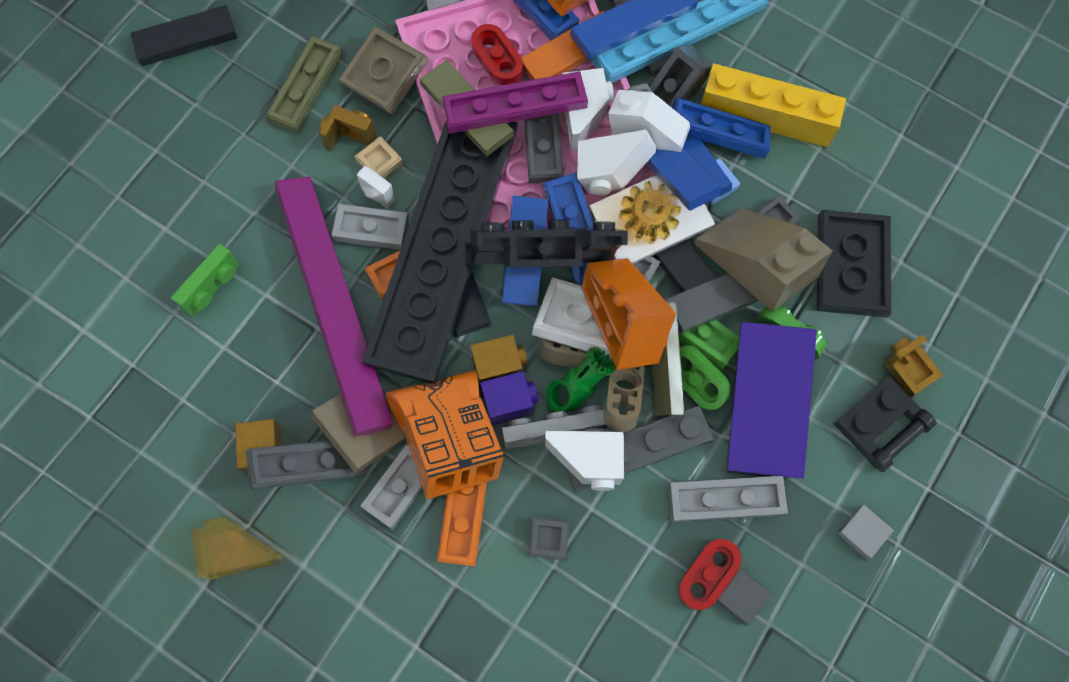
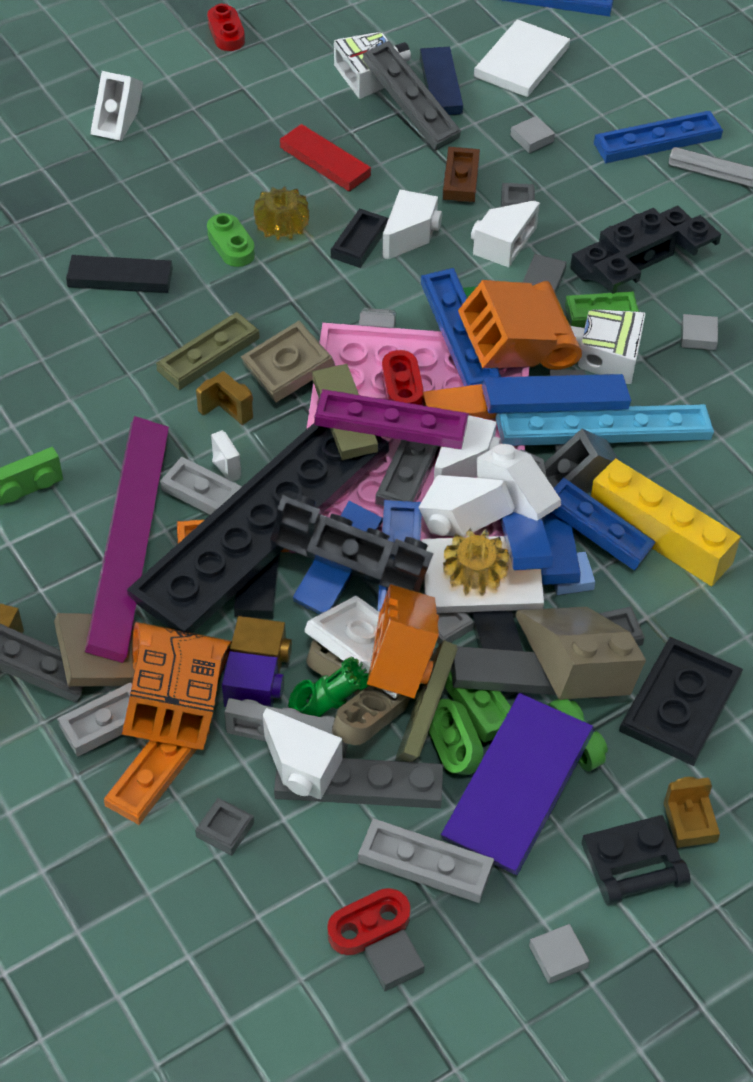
camera: 25 degrees right, 20 degrees down
(379, 157) = (245, 435): tan tile -> none

